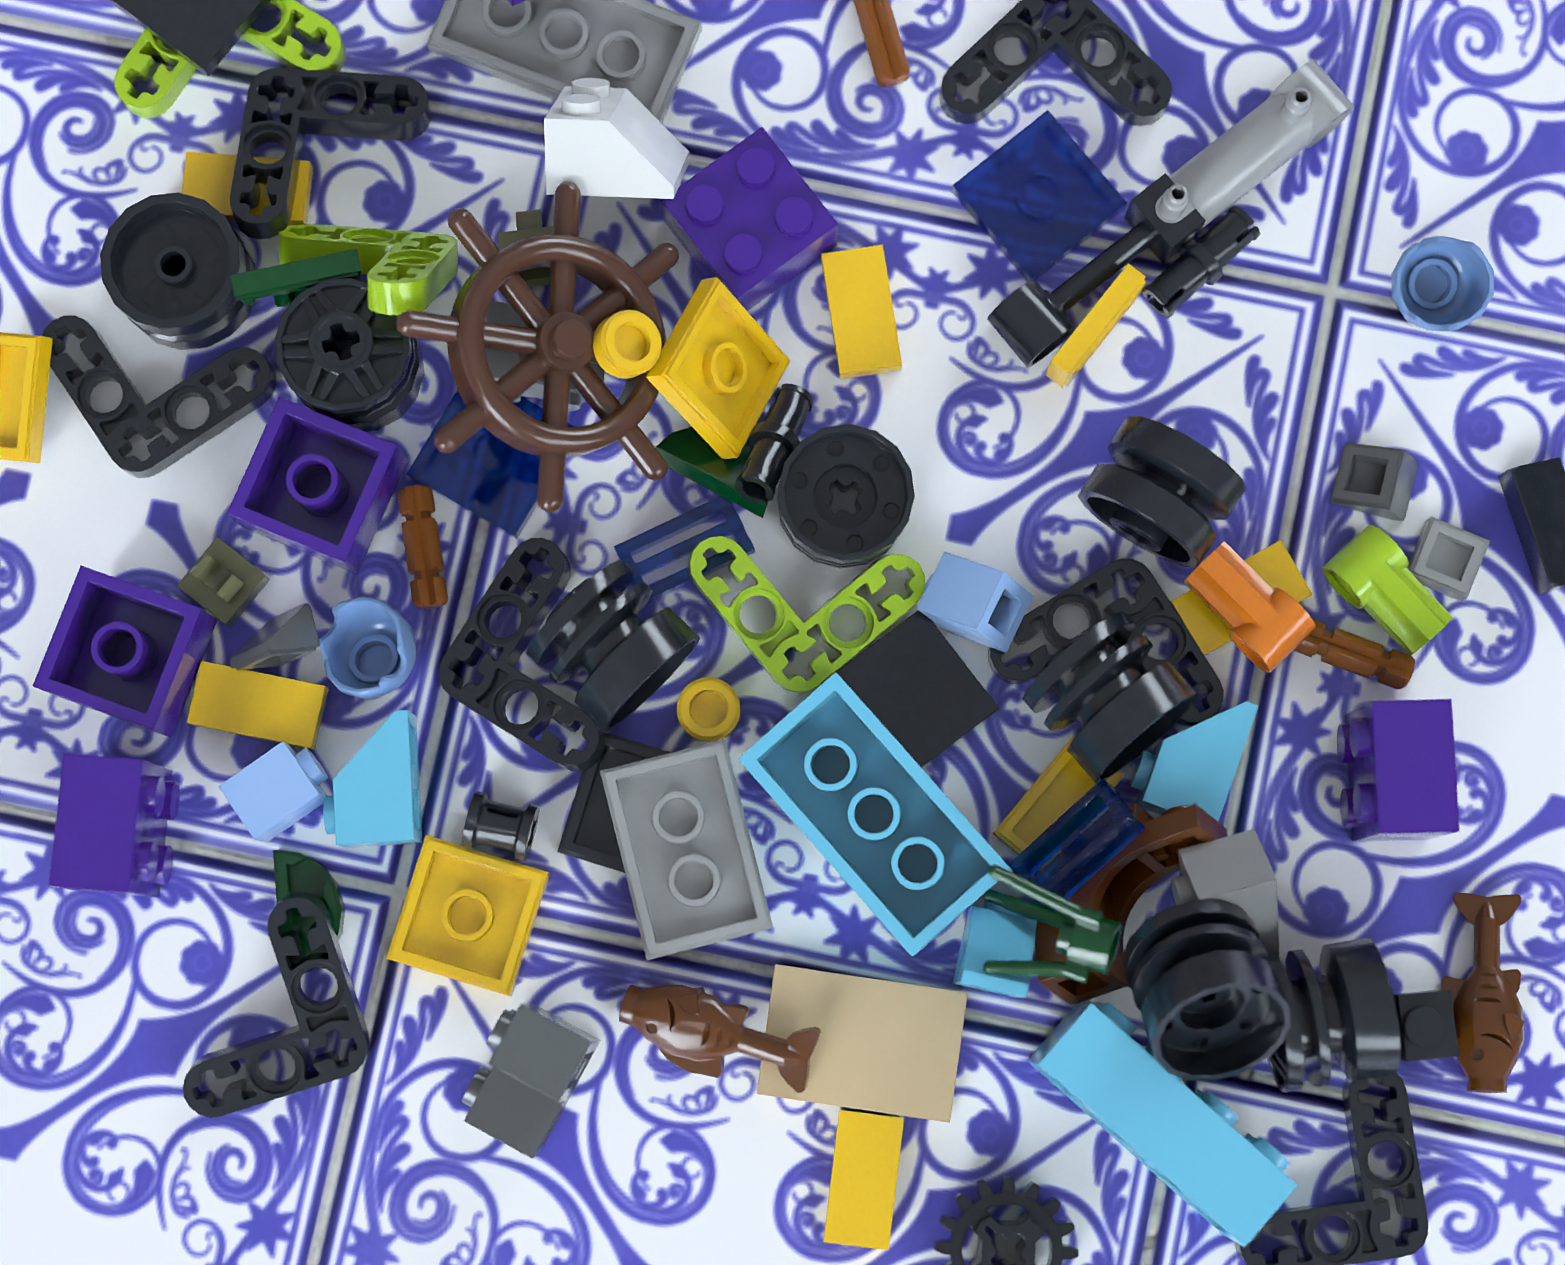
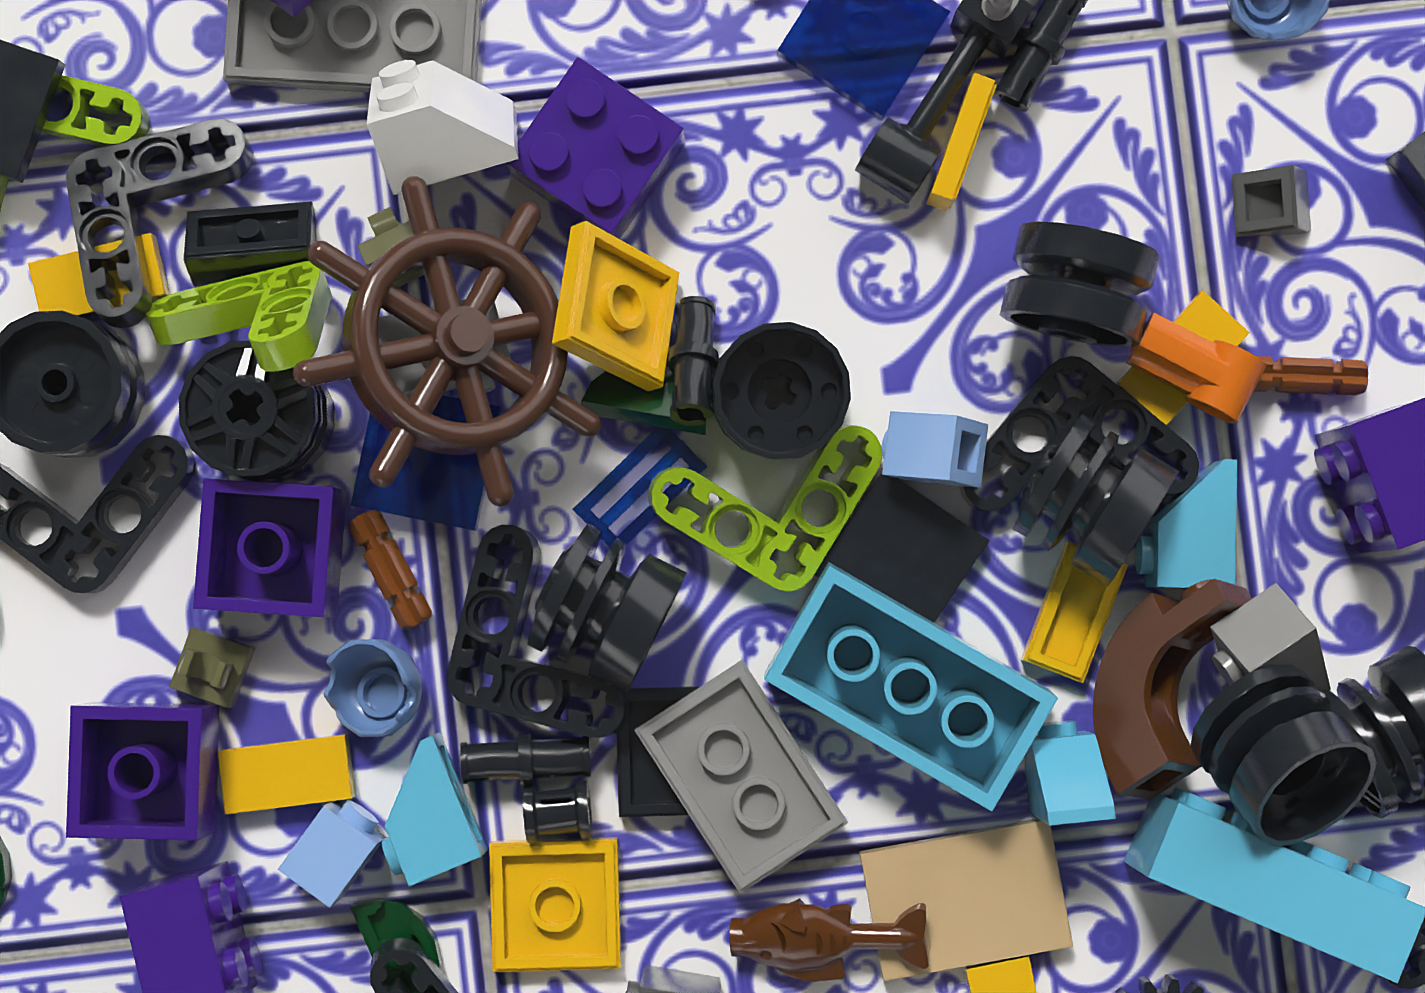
camera: 15 degrees left, 5 degrees up
(279, 641) = (285, 707): dark grey slope -> none
(291, 279) = (178, 358): dark green tile -> none
(395, 197) = (246, 240): none -> black slope
(487, 766) = (525, 759): none -> black pin
(627, 344) = (523, 318): yellow tile -> none
(708, 709) = (715, 633): yellow tile -> none
(861, 312) = (731, 202): yellow tile -> none
(1081, 852) = (1116, 659): clear blue tile -> none
(1083, 935) = (1153, 744): dark green plant -> none
(1375, 577) = (1305, 298): lime piece -> none
(1447, 558) = (1363, 254): light grey tile -> none

